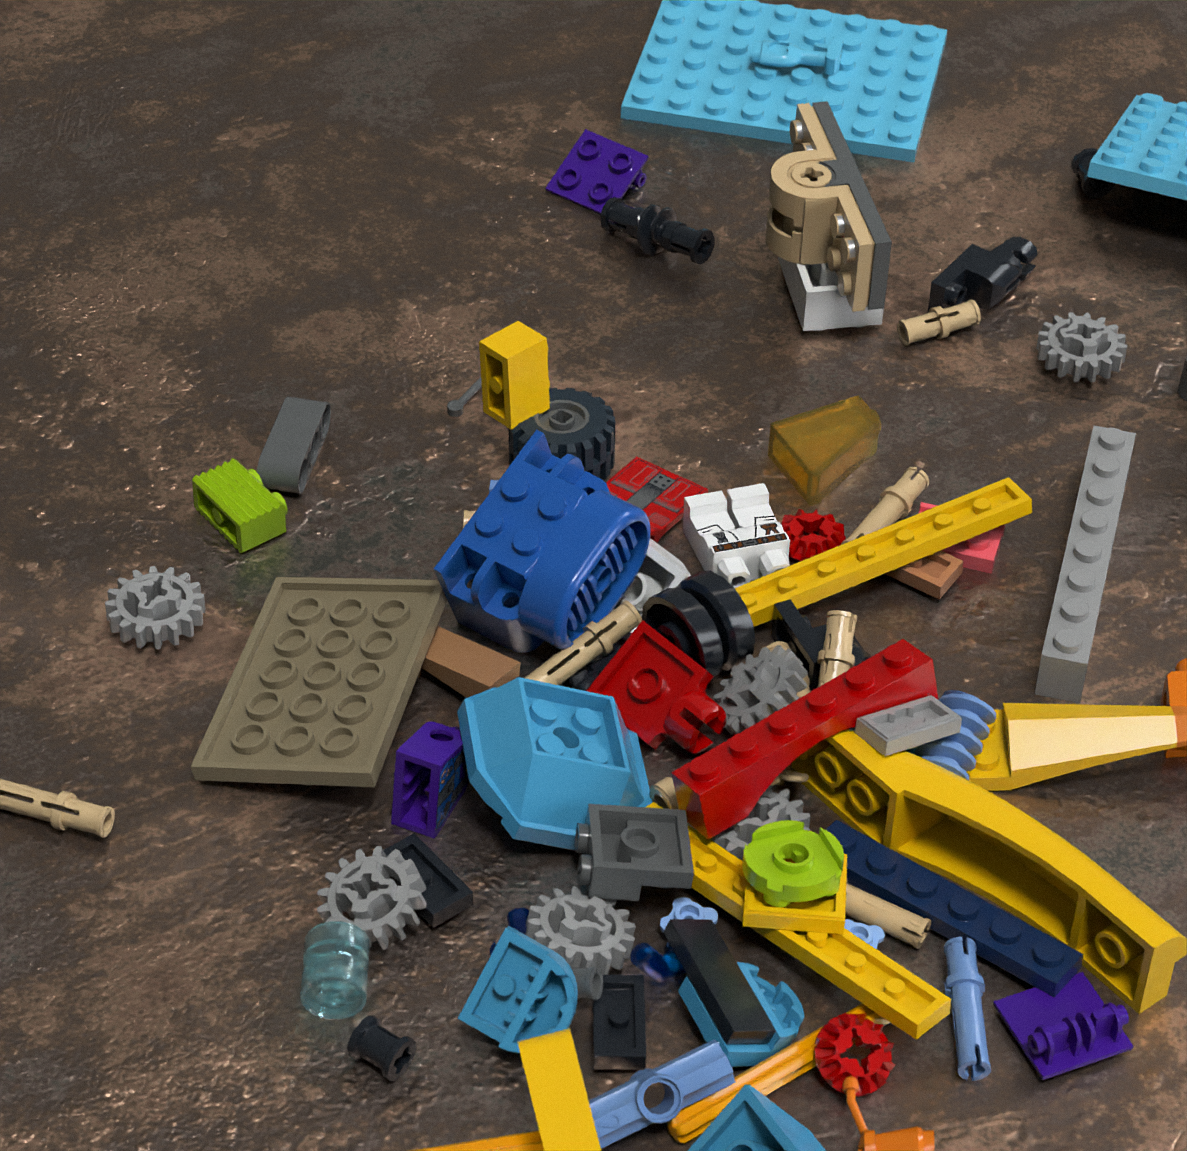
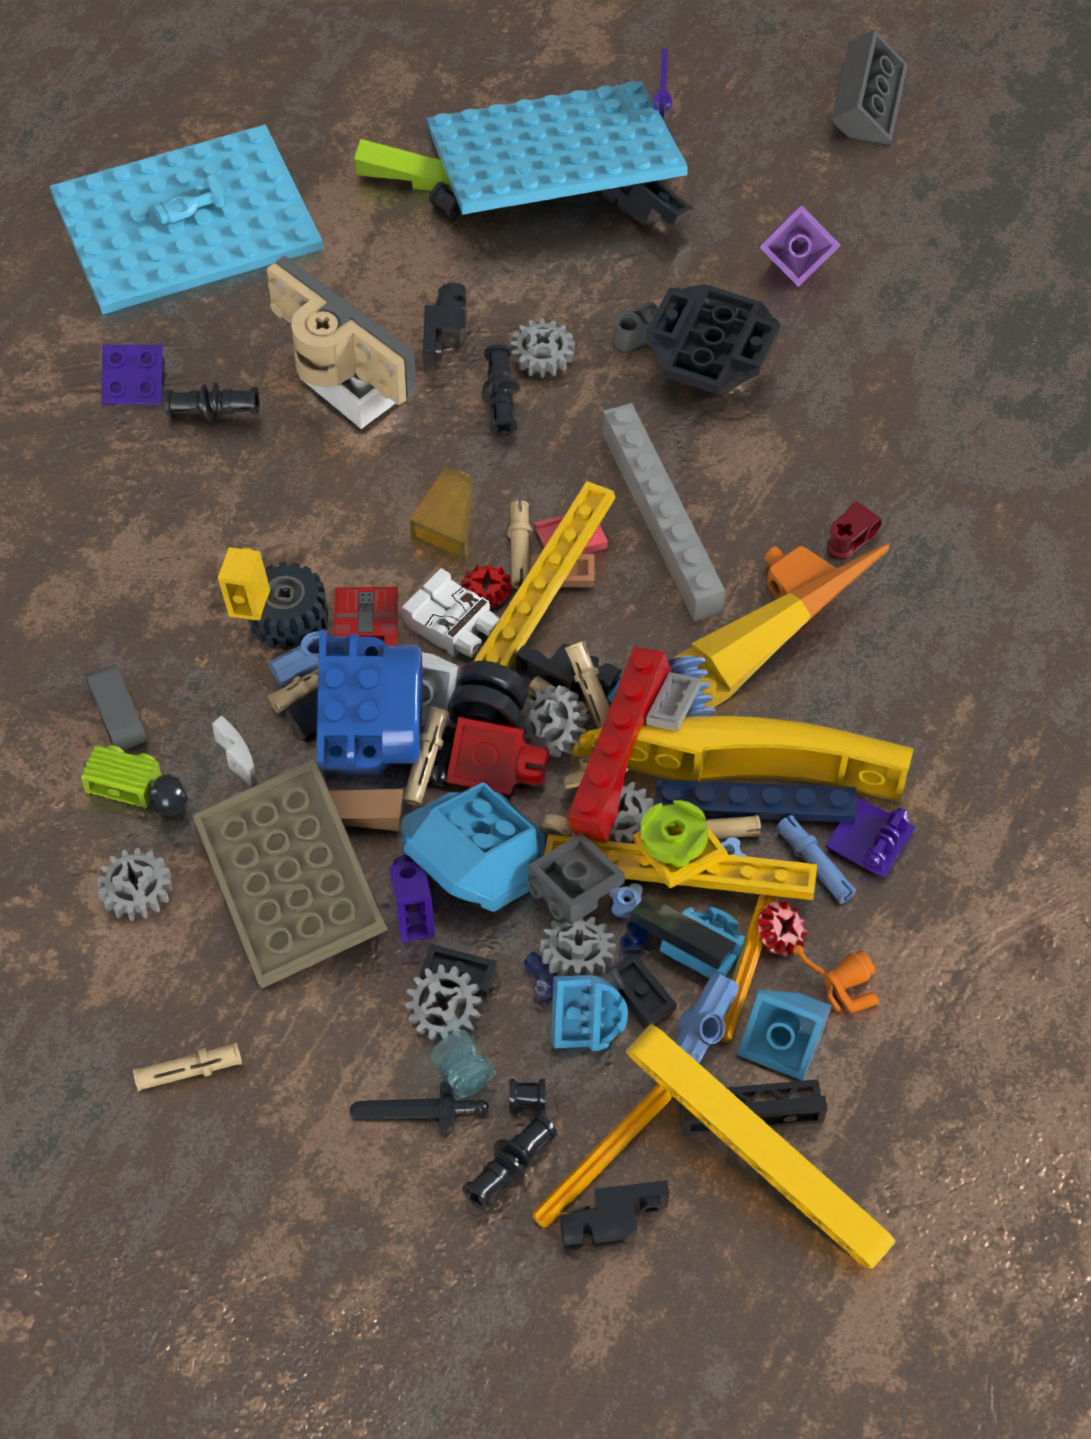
camera: 35 degrees left, 15 degrees up
(268, 544) = (168, 795): none -> black piece
(275, 1009) = (444, 1107): none -> black sword
(294, 1100) = (509, 1160): none -> black piece
(379, 541) = (237, 752): none -> white slope
(456, 407) = (189, 615): dark grey hinge -> none
(938, 322) = (431, 388): tan pin -> none
(993, 361) = (499, 389): none -> black piece
(1056, 113) = (393, 163): none -> lime slope

